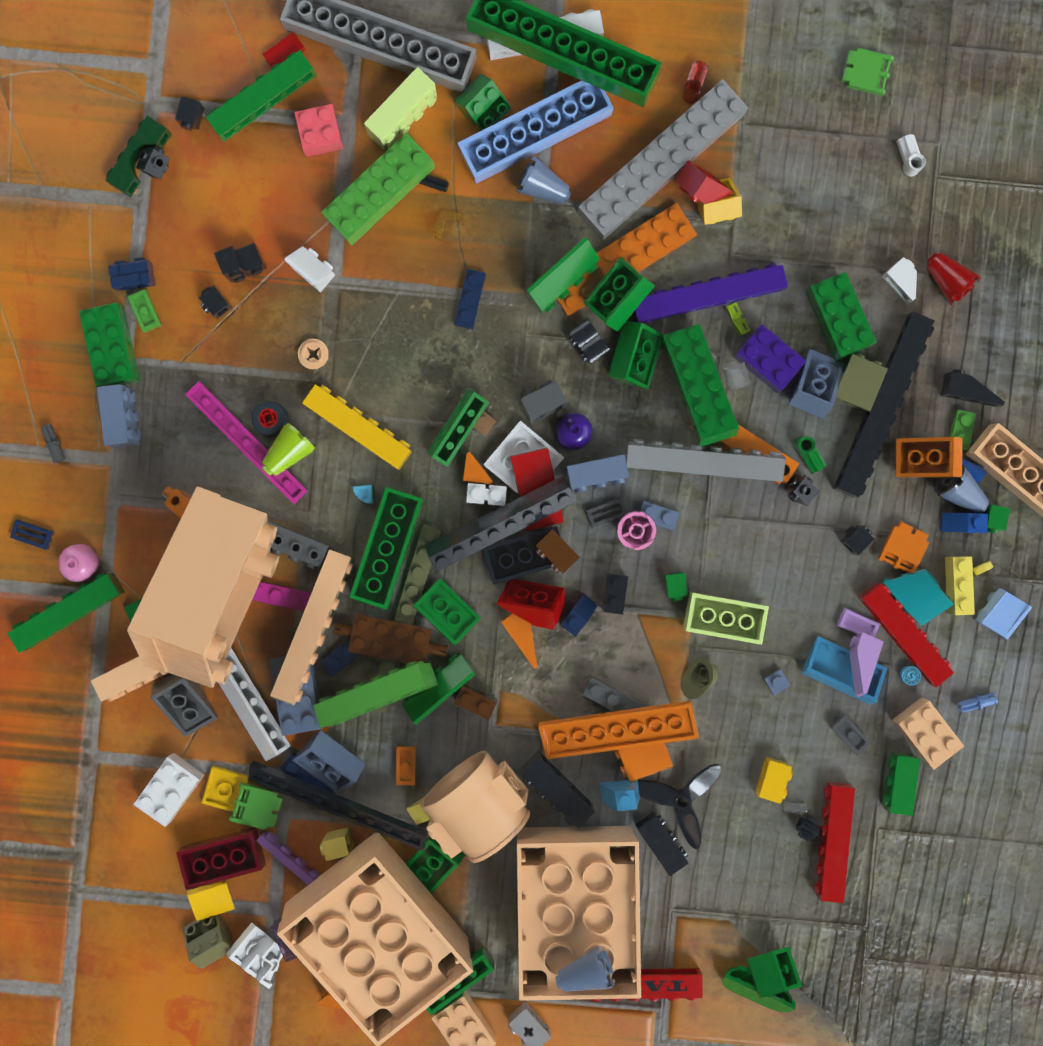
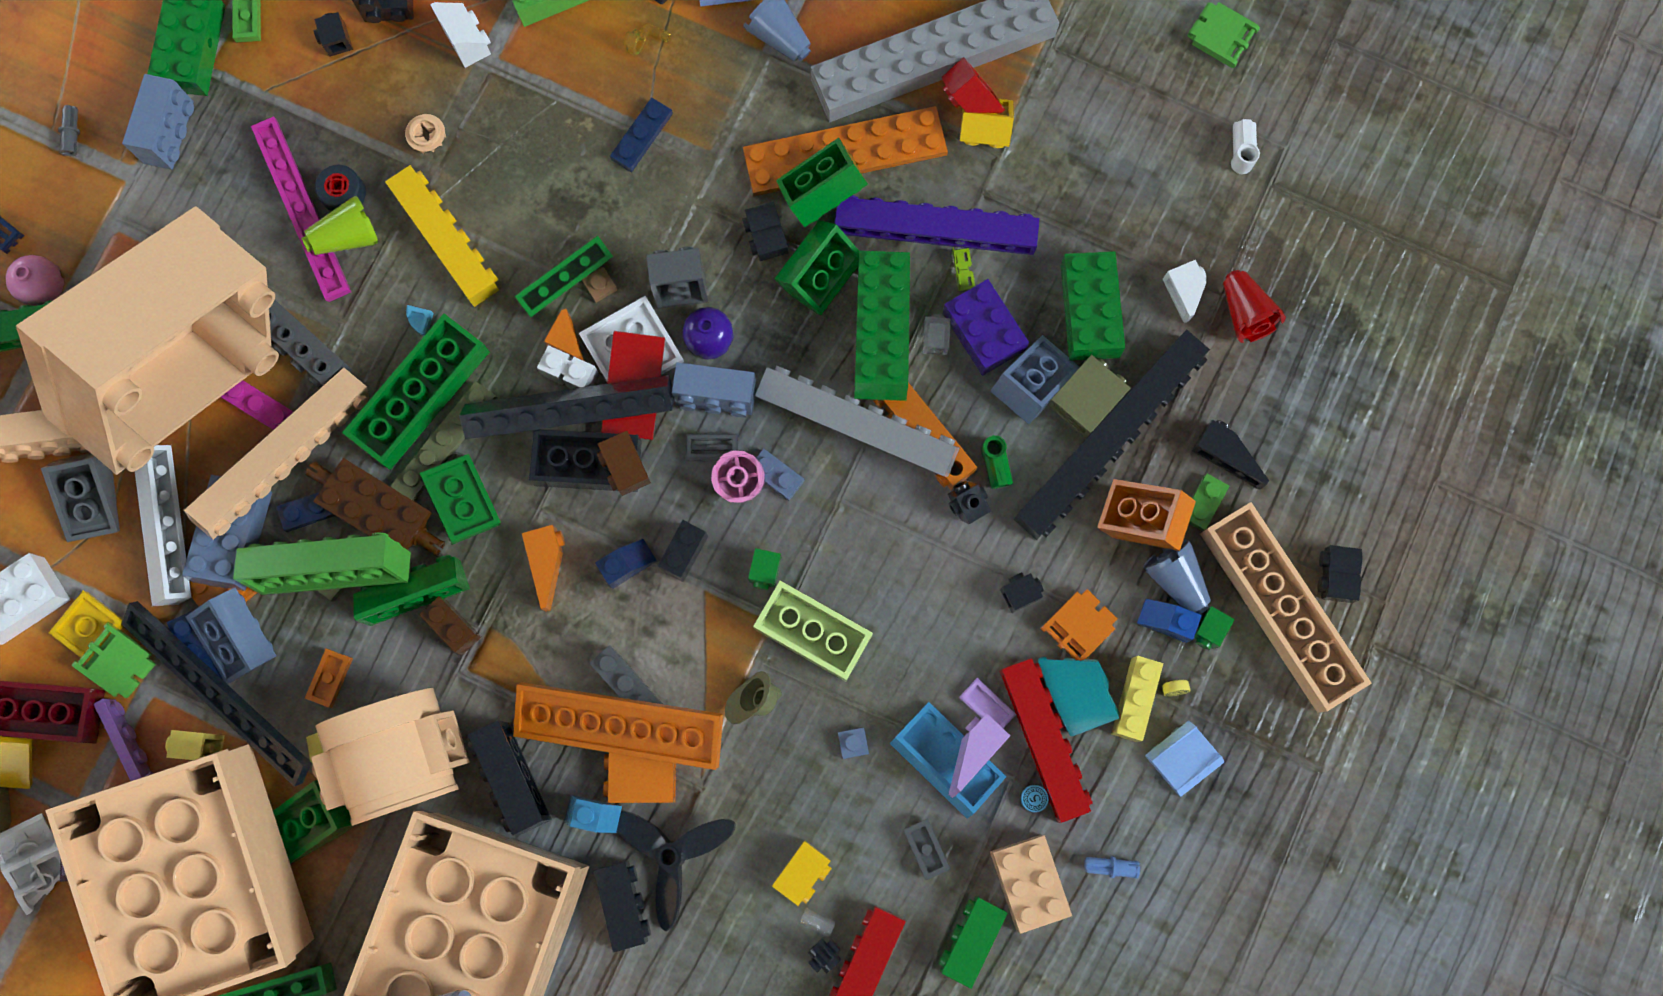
camera: 20 degrees right, 10 degrees down
(534, 602) = (574, 523): red slope -> none
(563, 276) = (760, 137): green slope -> none
(976, 470) = (1206, 558): blue cone -> none

